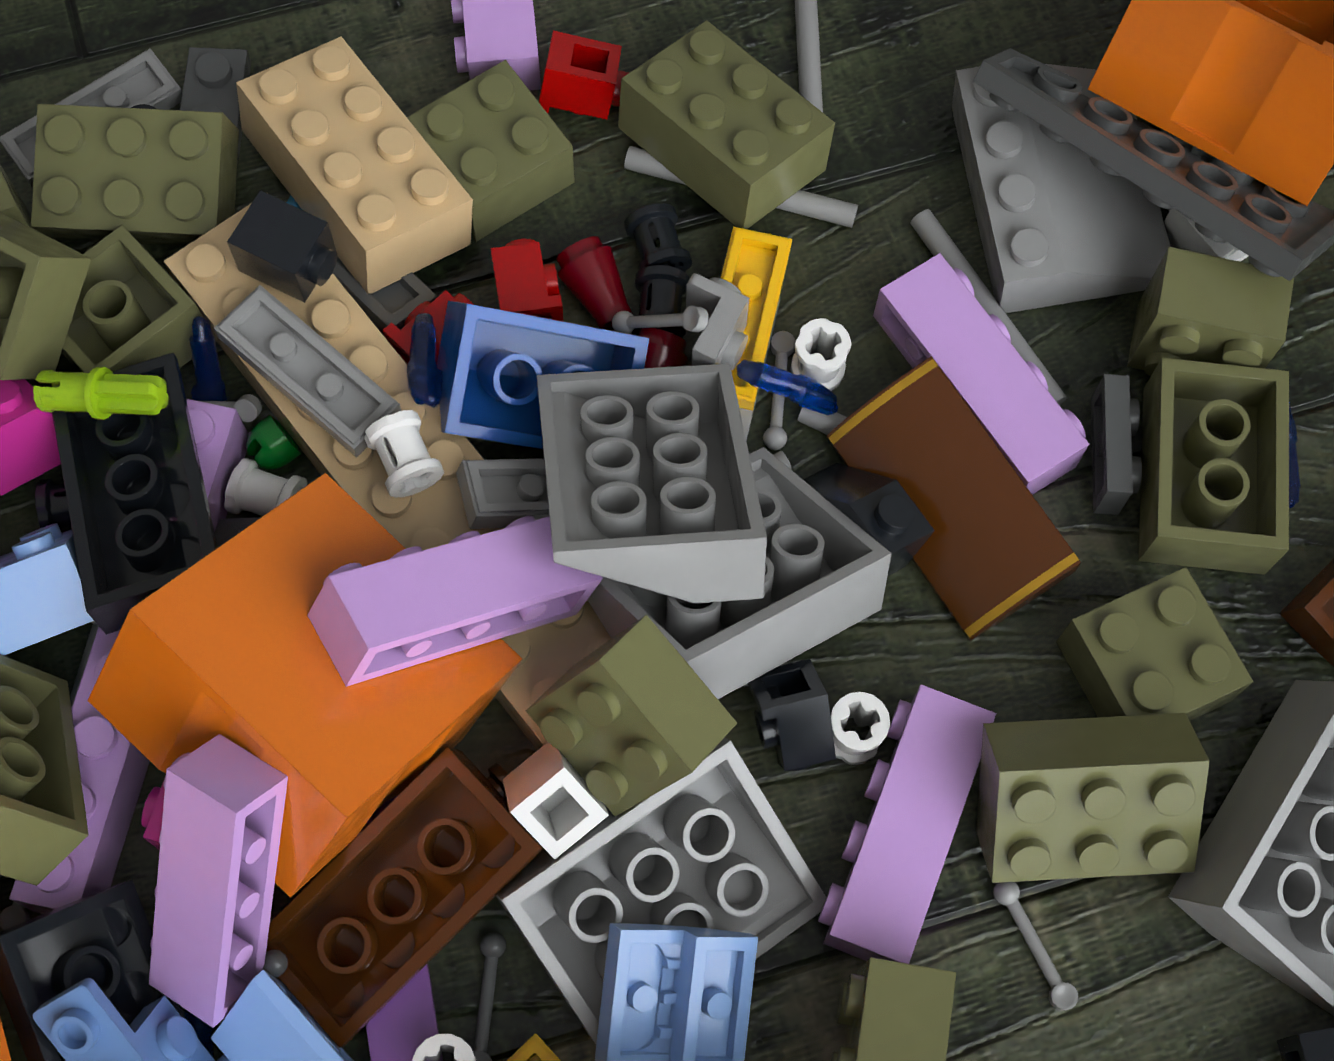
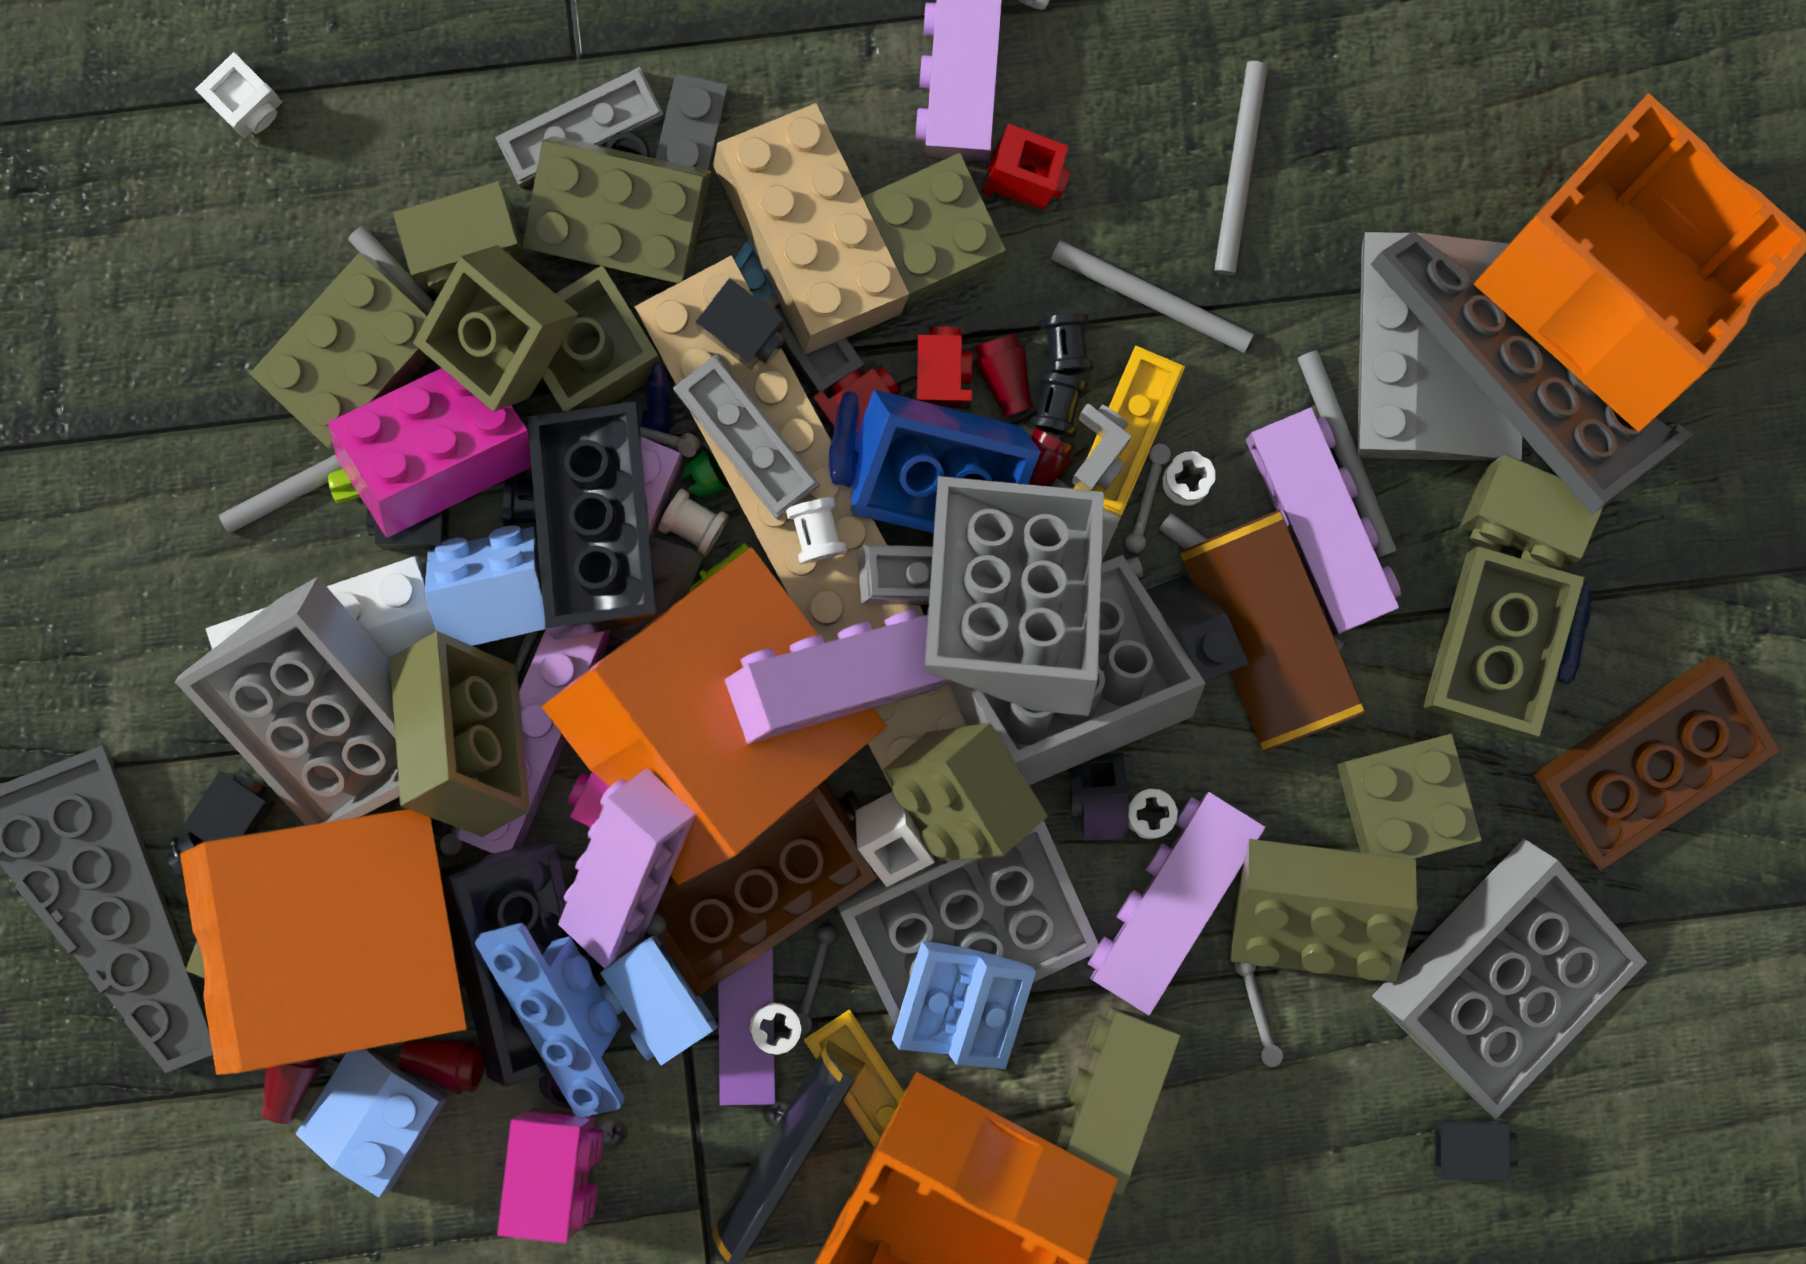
camera: 15 degrees right, 15 degrees up
(101, 393) = (574, 436): lime axle -> none
(692, 319) = (1079, 447): light grey hinge -> none
(725, 125) = (1146, 245): olive brick -> none
(798, 388) = (1166, 509): clear blue piece -> none
(1113, 422) = (1430, 582): dark grey plate -> none

